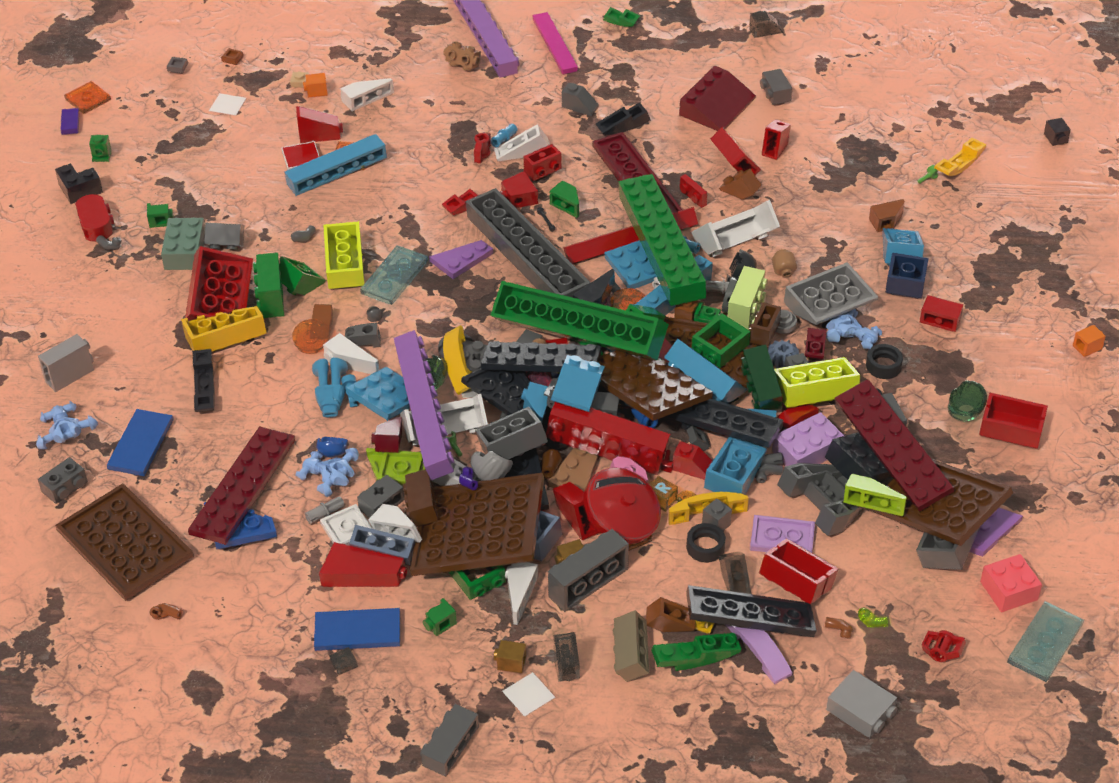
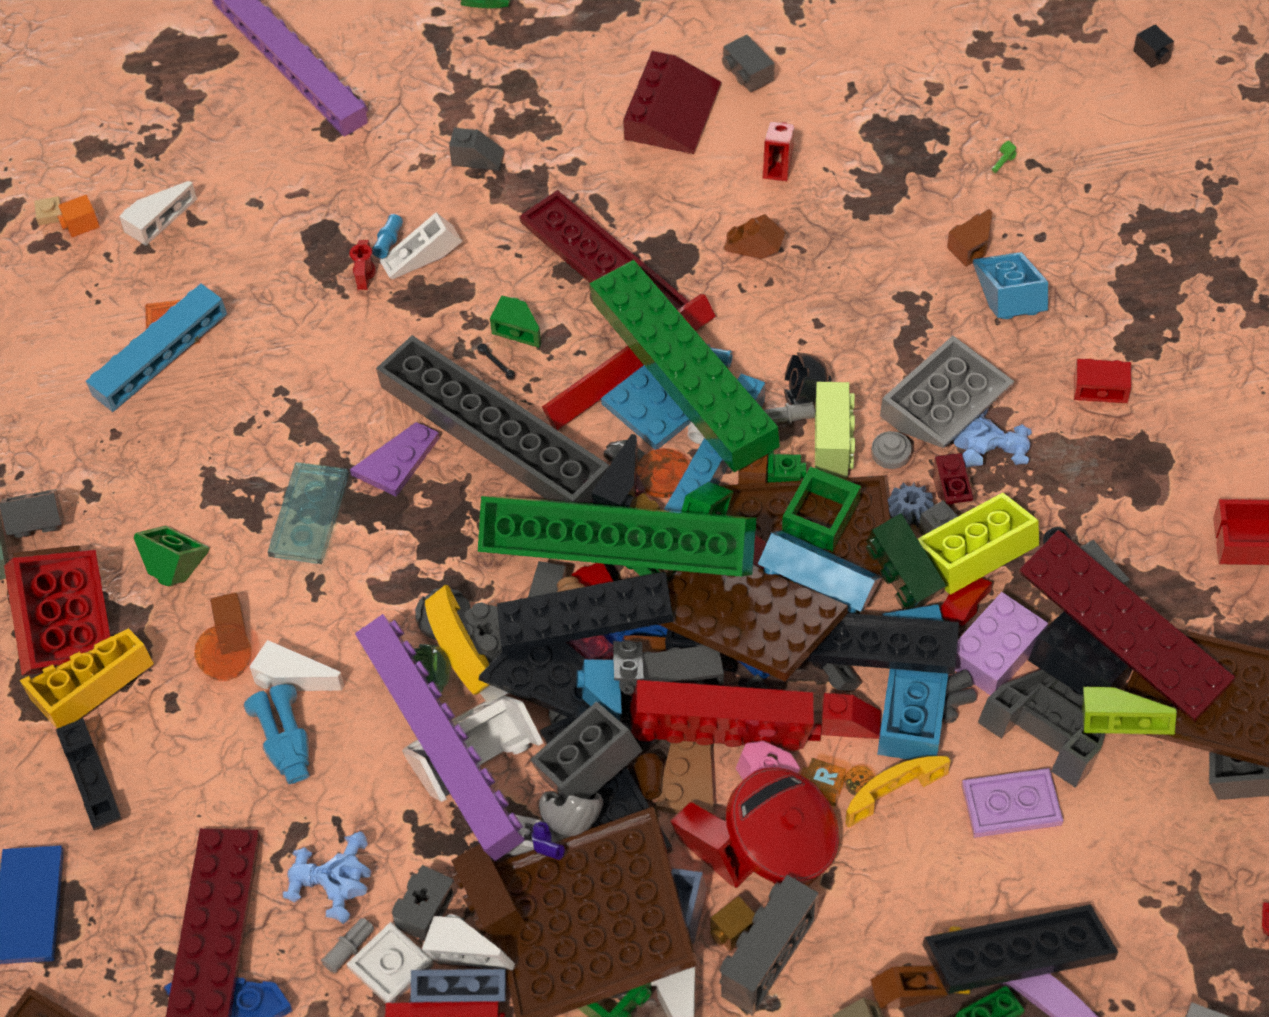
camera: 15 degrees left, 10 degrees up
(269, 285) = (131, 585): green brick -> none
(299, 154) = (96, 343): red tile -> none
(303, 236) = (149, 480): dark grey arm -> none
(317, 125) = (107, 287): red slope -> none
(331, 446) = (322, 834): blue hair -> none
(343, 255) = (225, 502): neon yellow brick -> none
(346, 381) = (310, 720): dark azure piece -> none
(364, 334) = (300, 630): dark grey leg -> none
(373, 314) = (304, 588): dark grey hinge -> none
(381, 392) = (364, 723): dark azure plate -> none
(388, 436) = (401, 797): dark red slope -> none
(394, 464) = (427, 840): lime wing -> none
(453, 442) = (498, 780): bright green hand -> none
(457, 55) = (272, 115): medium nougat brick -> none
(457, 205) = (362, 369): red slope -> none
(519, 190) = (443, 325): red torso -> none
(542, 162) = (461, 270): red brick -> none
(555, 43) = (405, 60): dark pink tile -> none
(578, 382) = (659, 650): dark azure slope -> none
(624, 120) = (551, 169): black slope -> none
(693, 190) = (691, 264): red plate -> none
(705, 530) = (916, 825): black tyre -> none
(717, 514) = (914, 800): dark grey brick -> none
(733, 152) = (728, 188): red slope -> none
(733, 281) = (807, 427): dark grey tile -> none
(735, 572) = (972, 887): clear smoke slope -> none
(736, 229) = (774, 313): white windscreen -> none
(765, 324) = (876, 464): reddish brown brick -> none
(784, 263) = (860, 353): medium nougat head -> none
(798, 571) = (1061, 862): red piece -> none
(839, 624) = (1141, 926): dark orange arm -> none
(870, 619) = (1178, 906): clear neon green arm -> none
(885, 351) = (1055, 462): black tyre -> none
(906, 275) = (1036, 332): dark blue brick -> none
(962, 160) = (1041, 119): yellow slope -> none
(967, 401) = (1189, 518): clear green piece -> none

